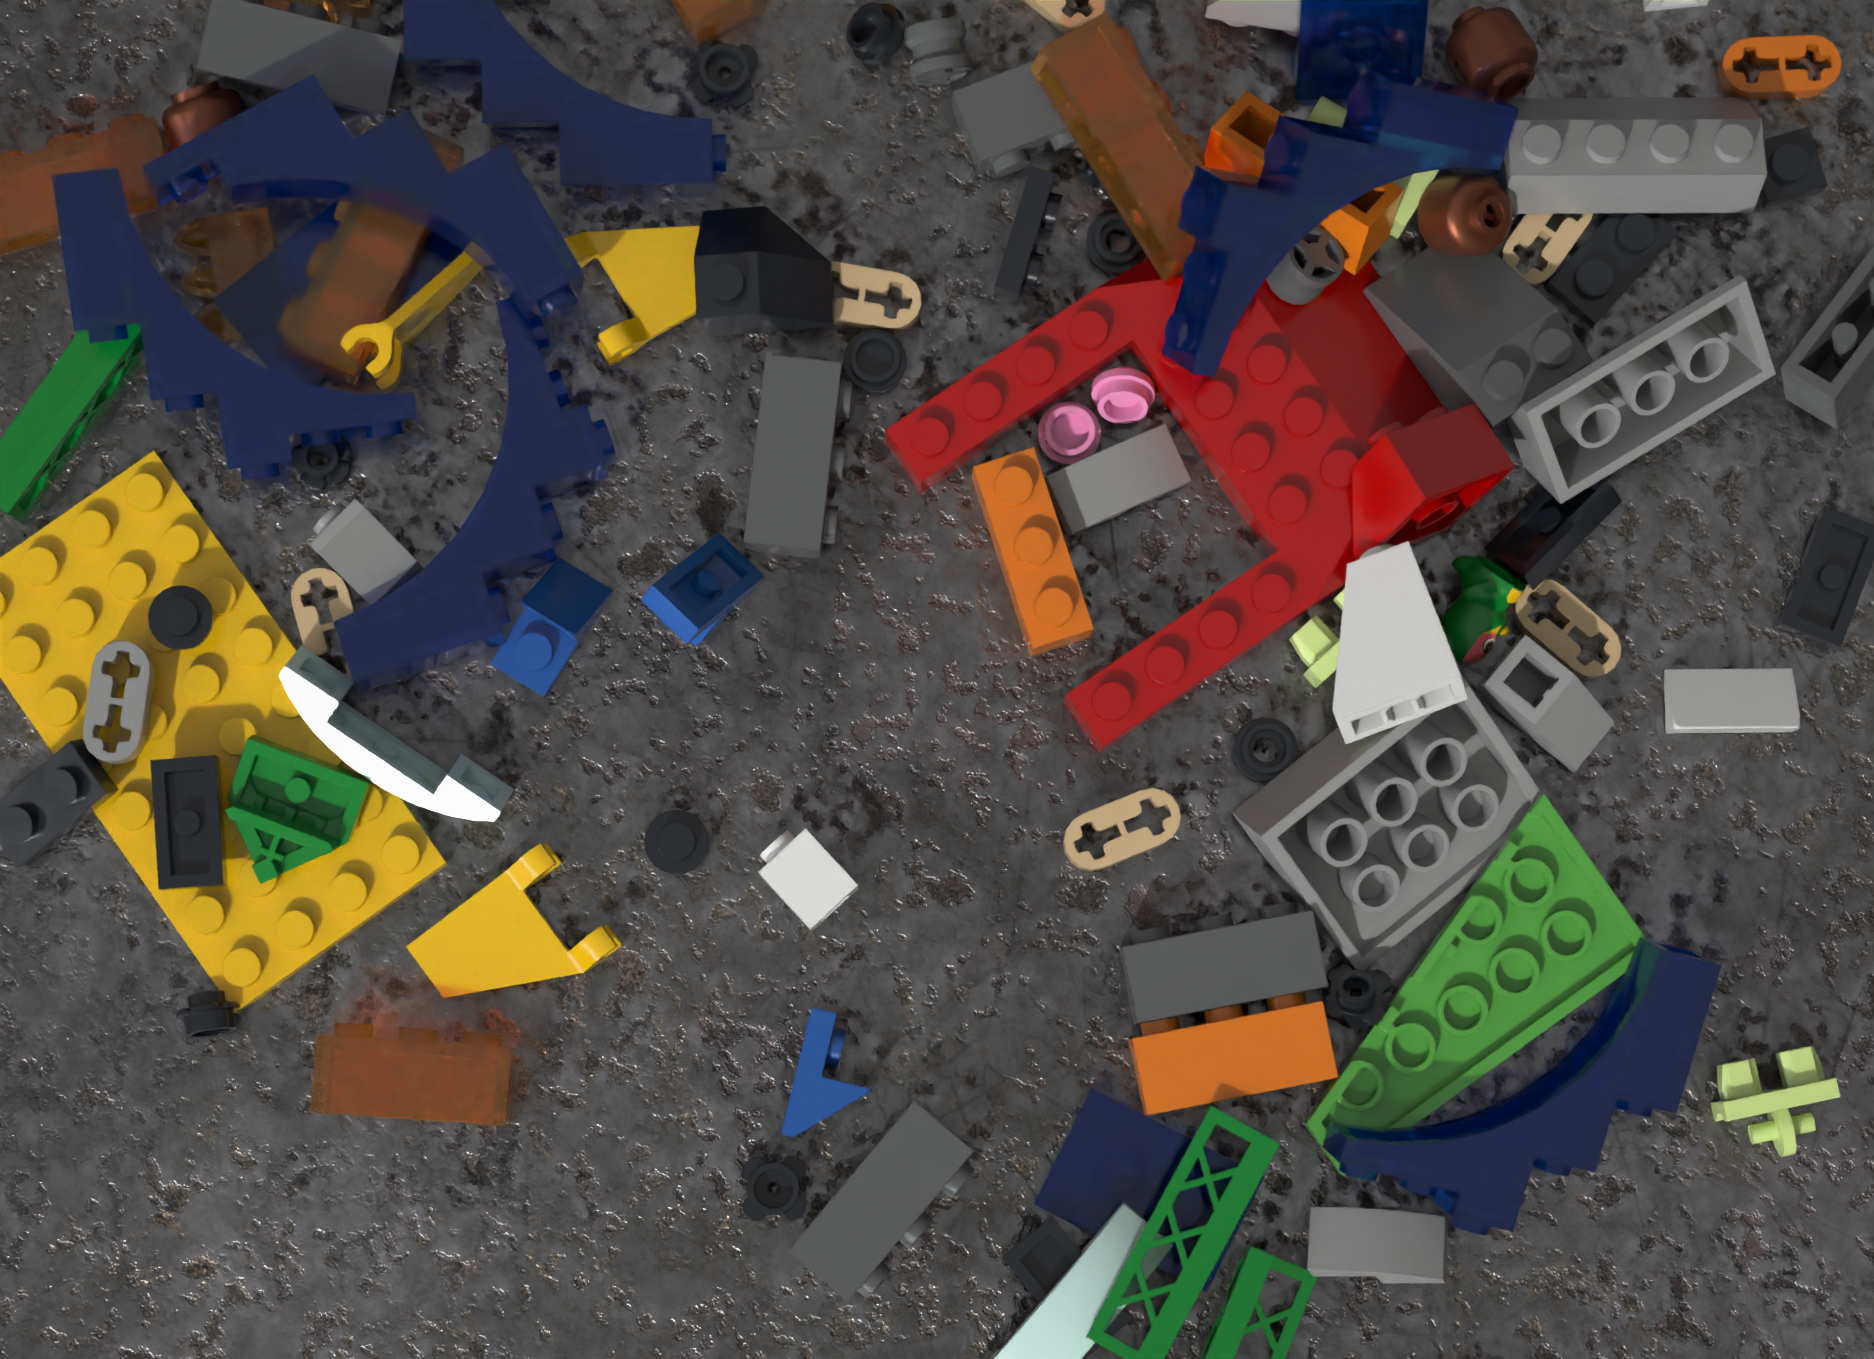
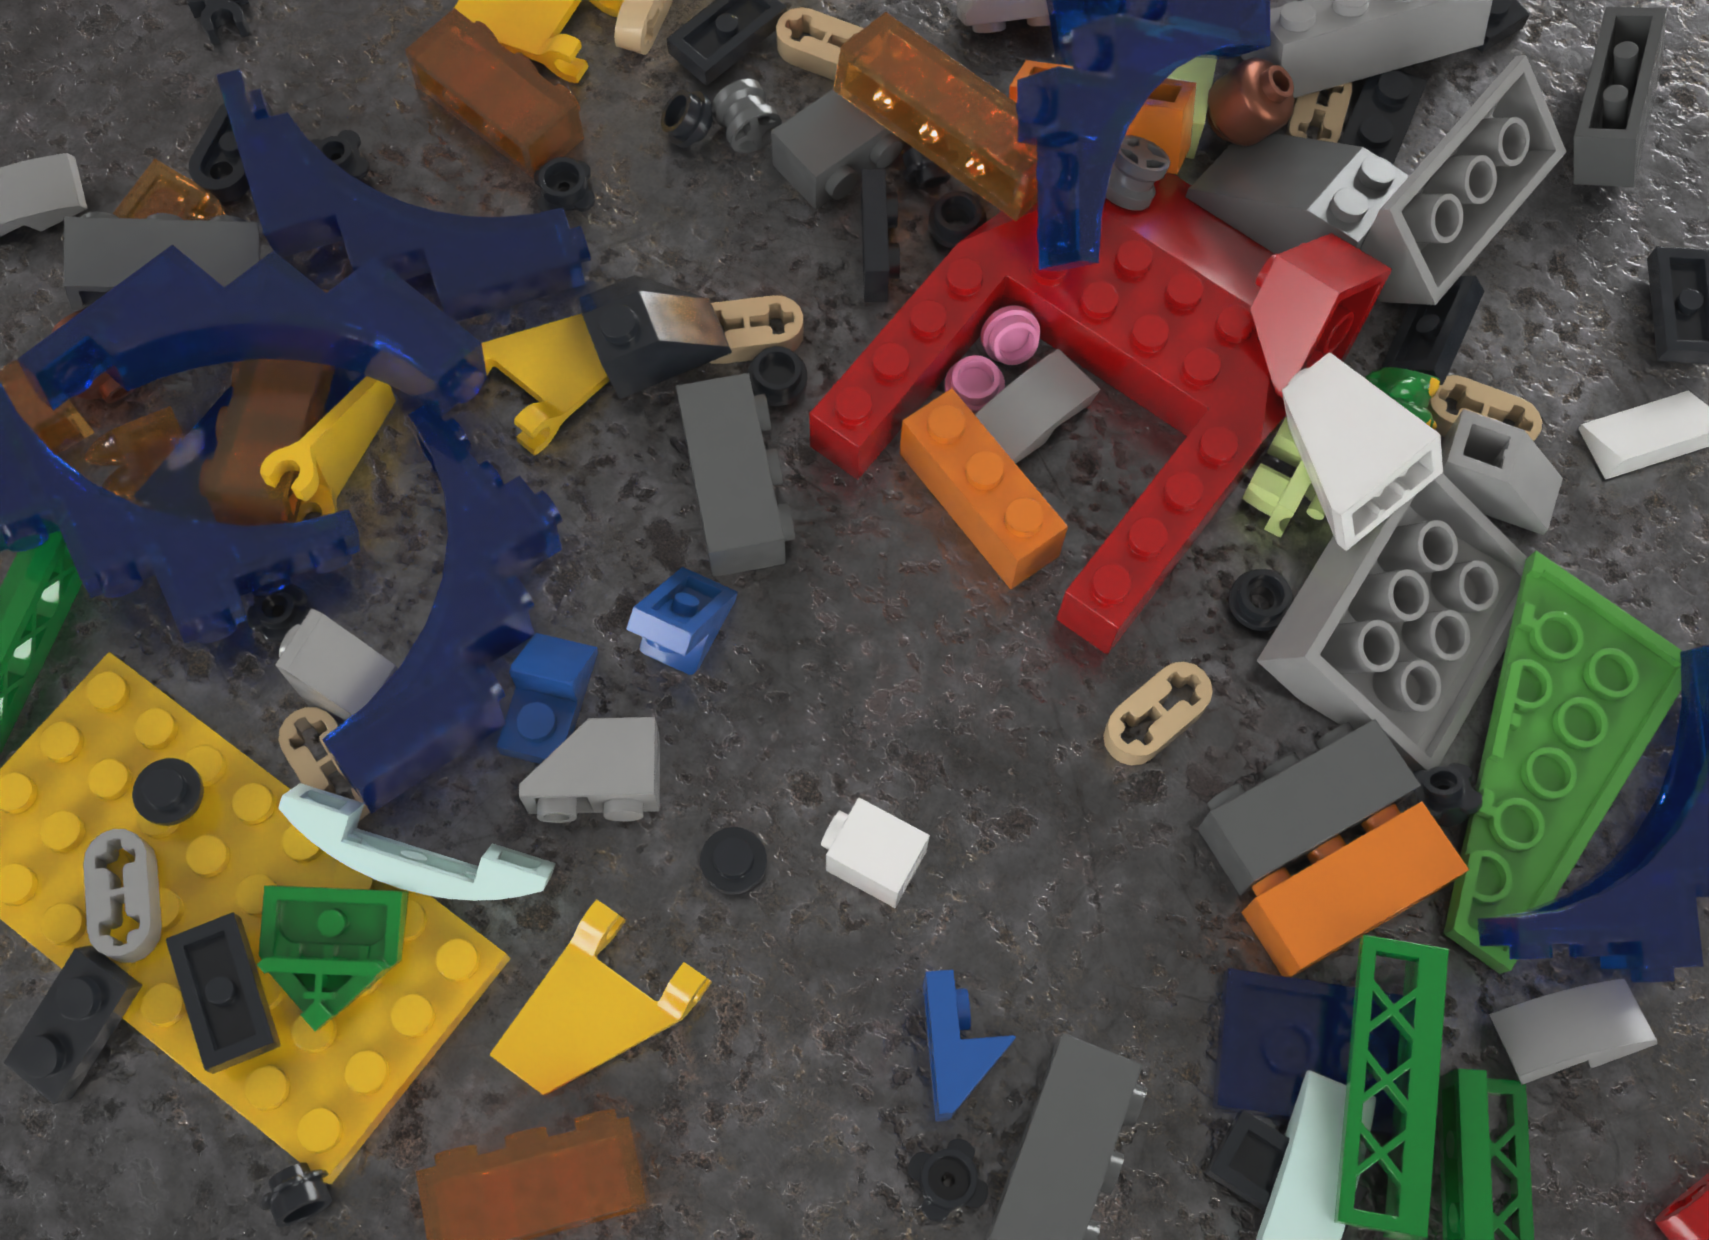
camera: 15 degrees left, 15 degrees down
(578, 716) = (598, 769): none -> light grey slope

